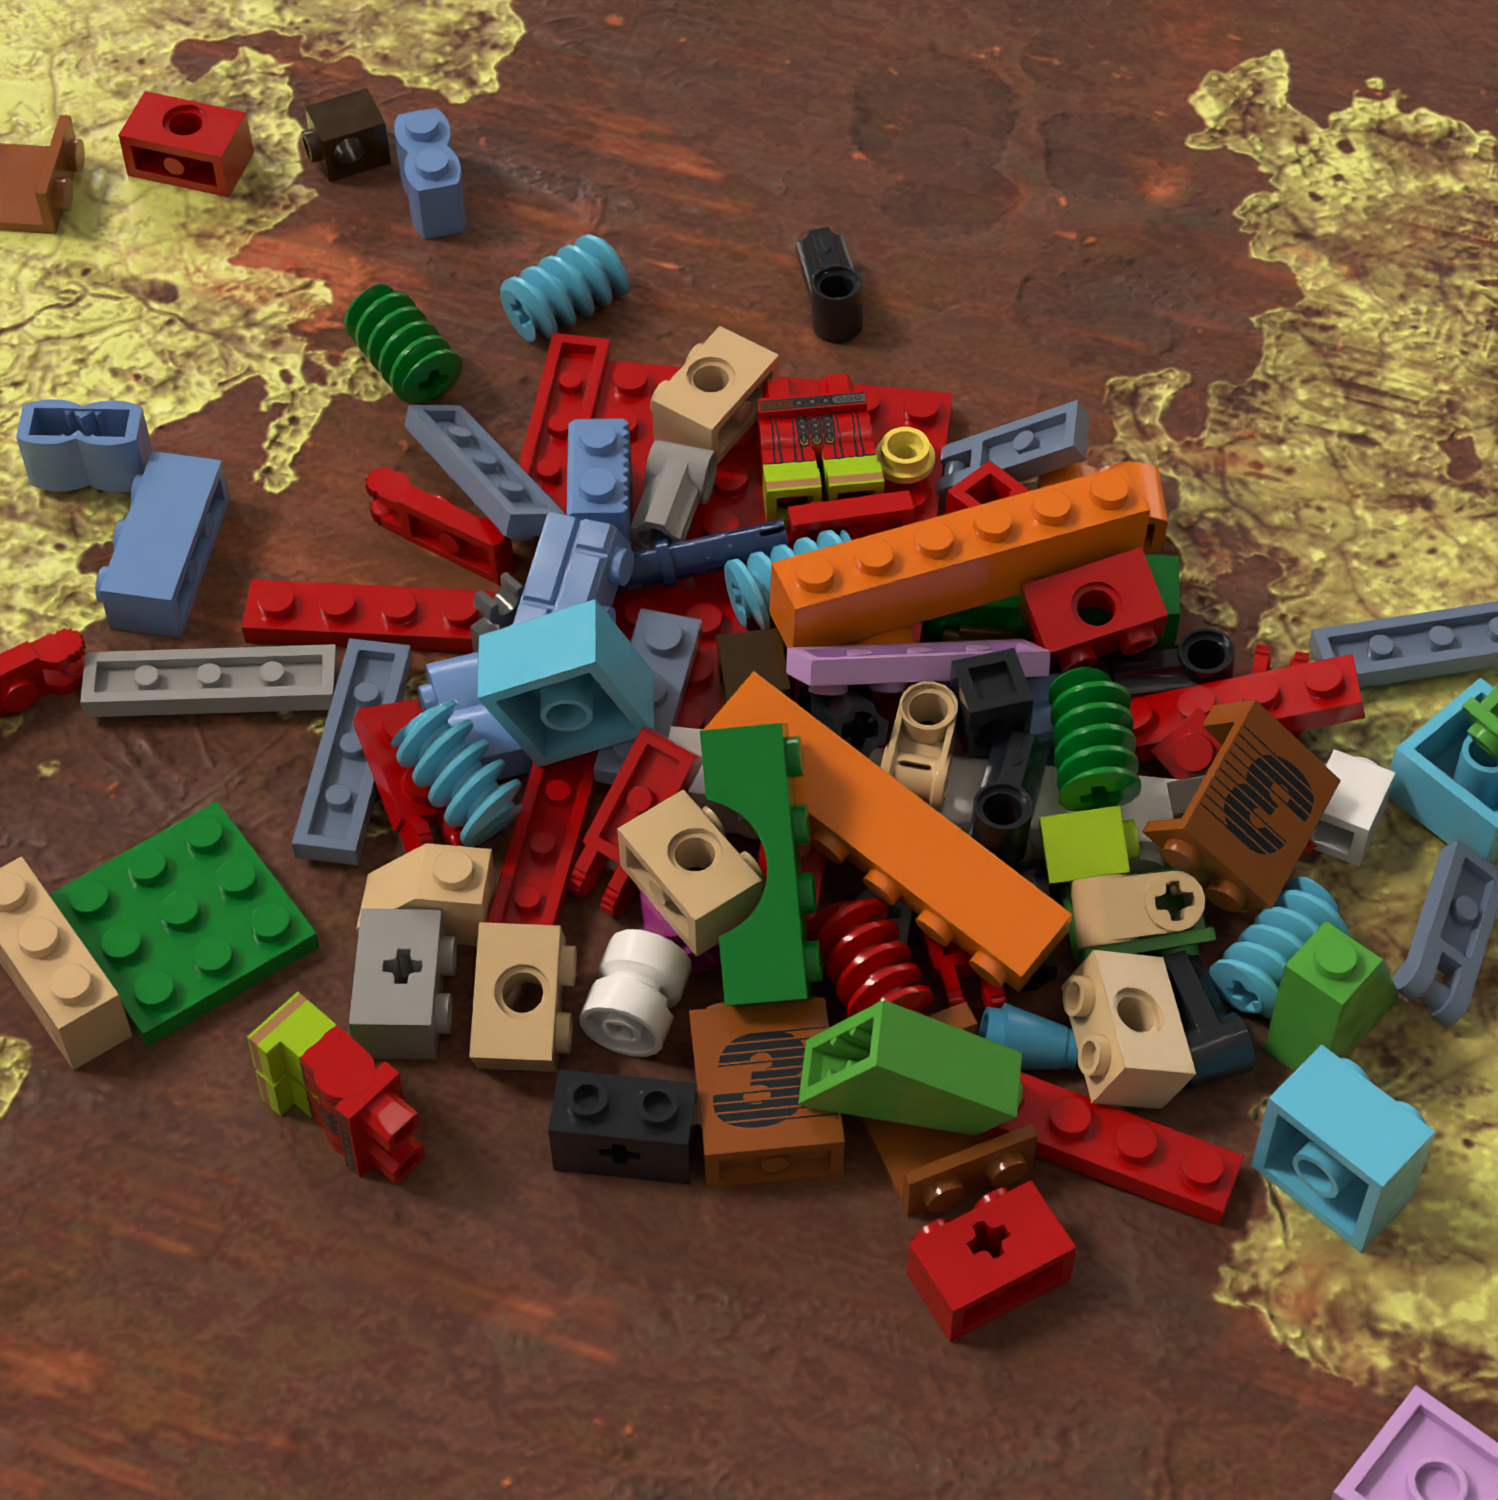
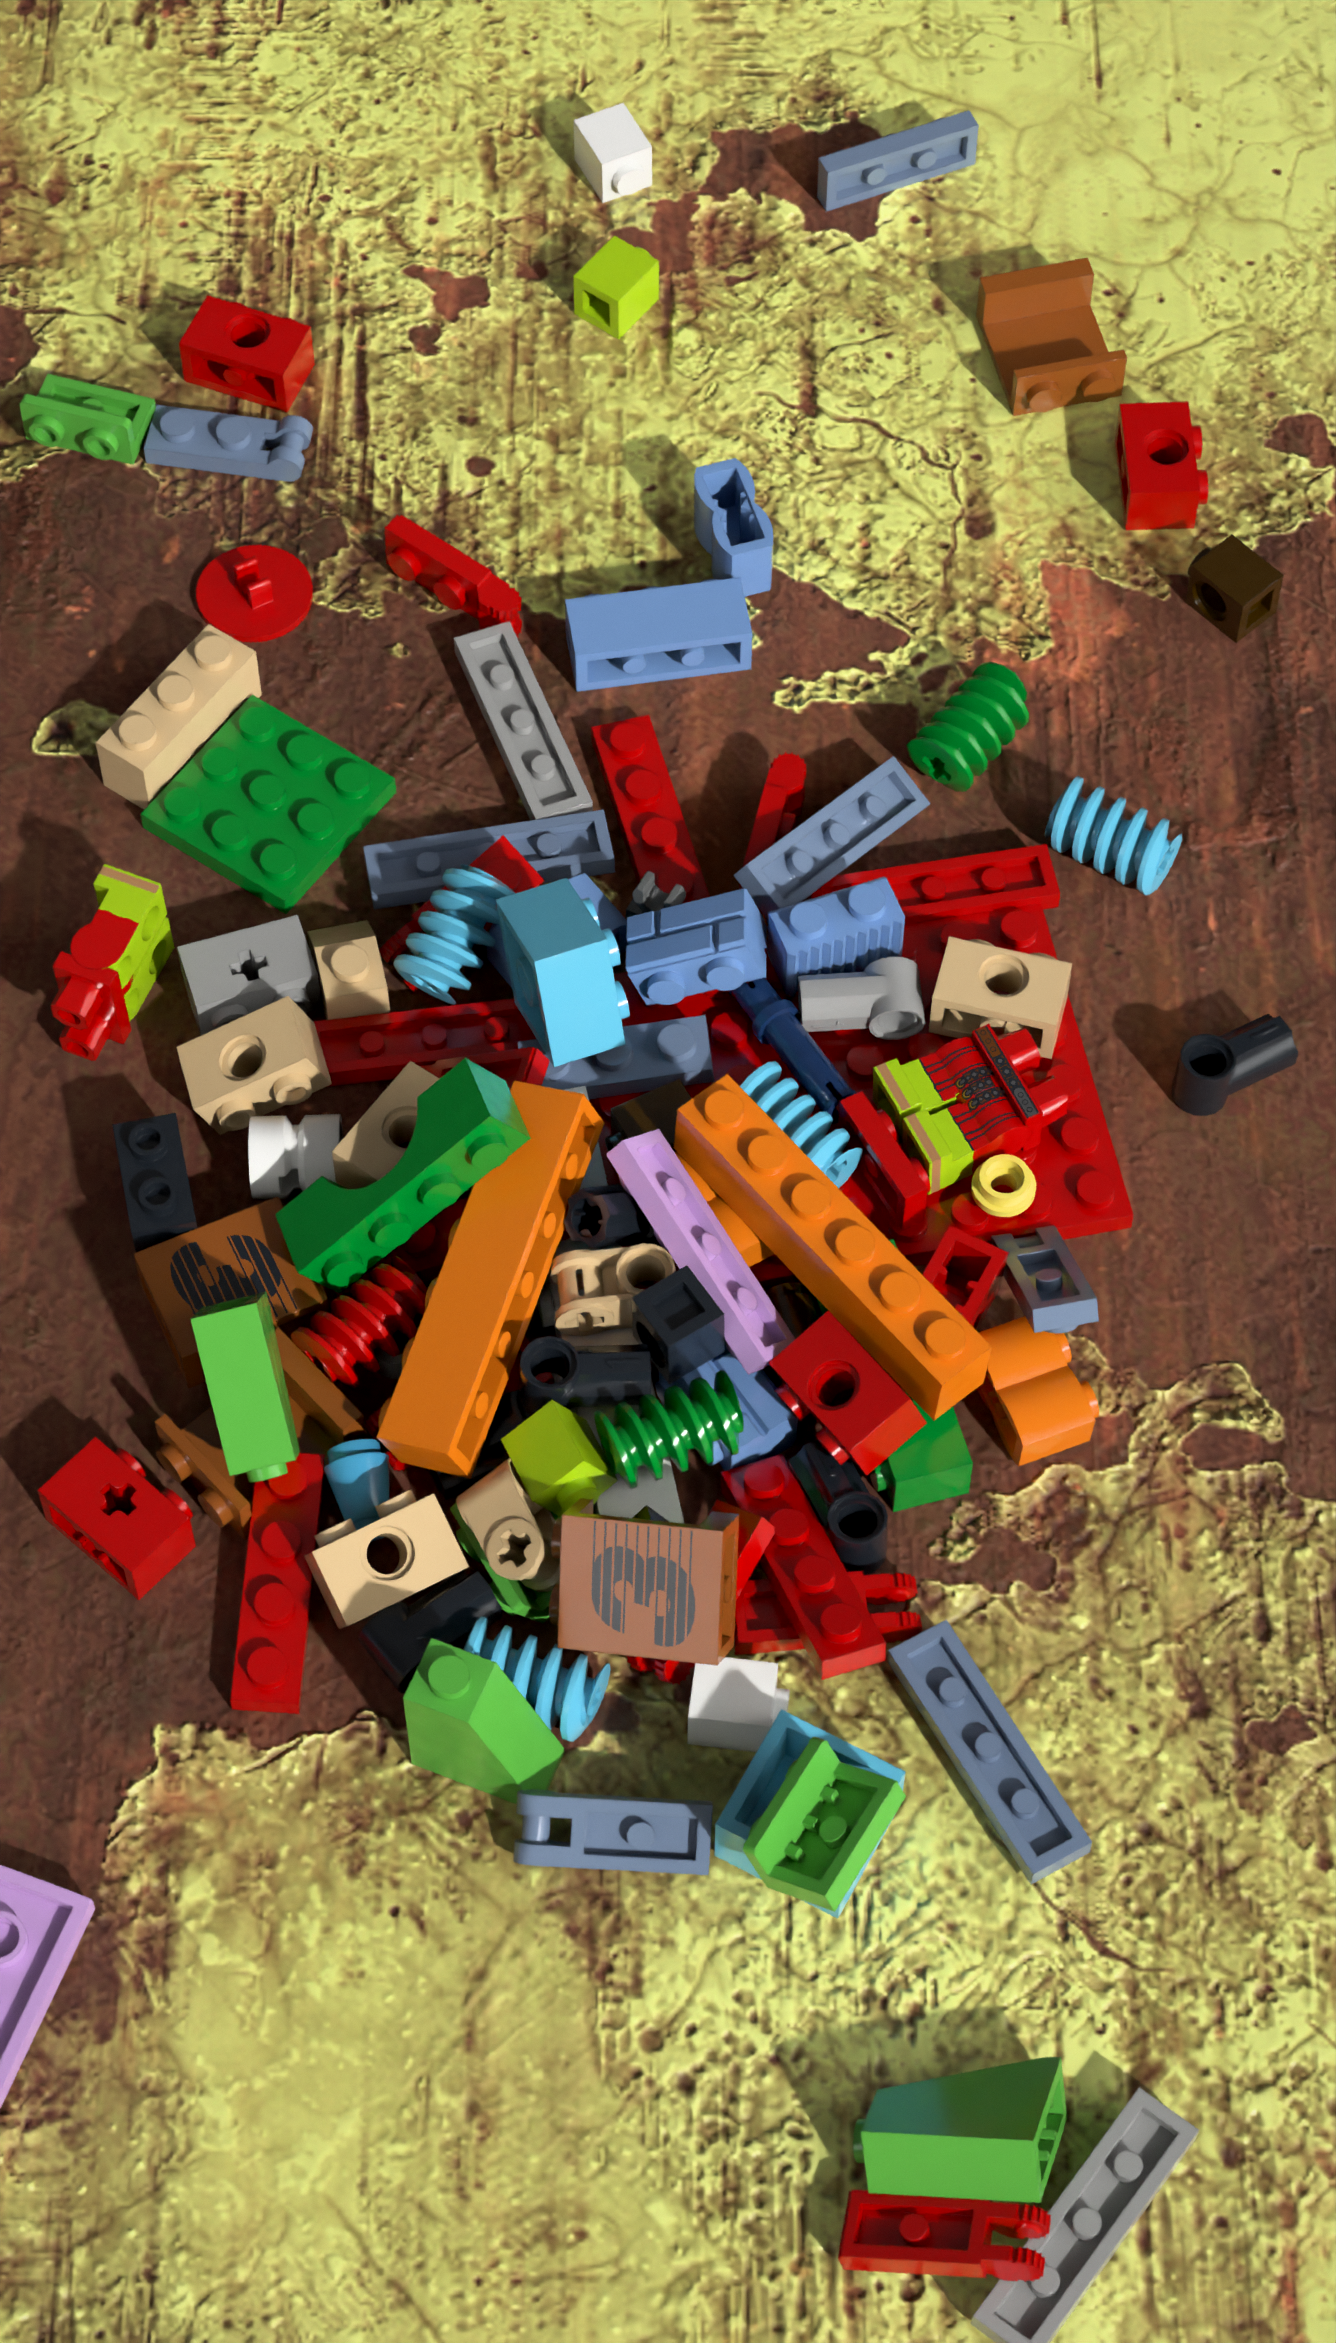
camera: 70 degrees right, 5 degrees up
(430, 173) = (1210, 672): medium blue brick -> none
(1342, 1147) = (307, 1771): medium azure brick -> none

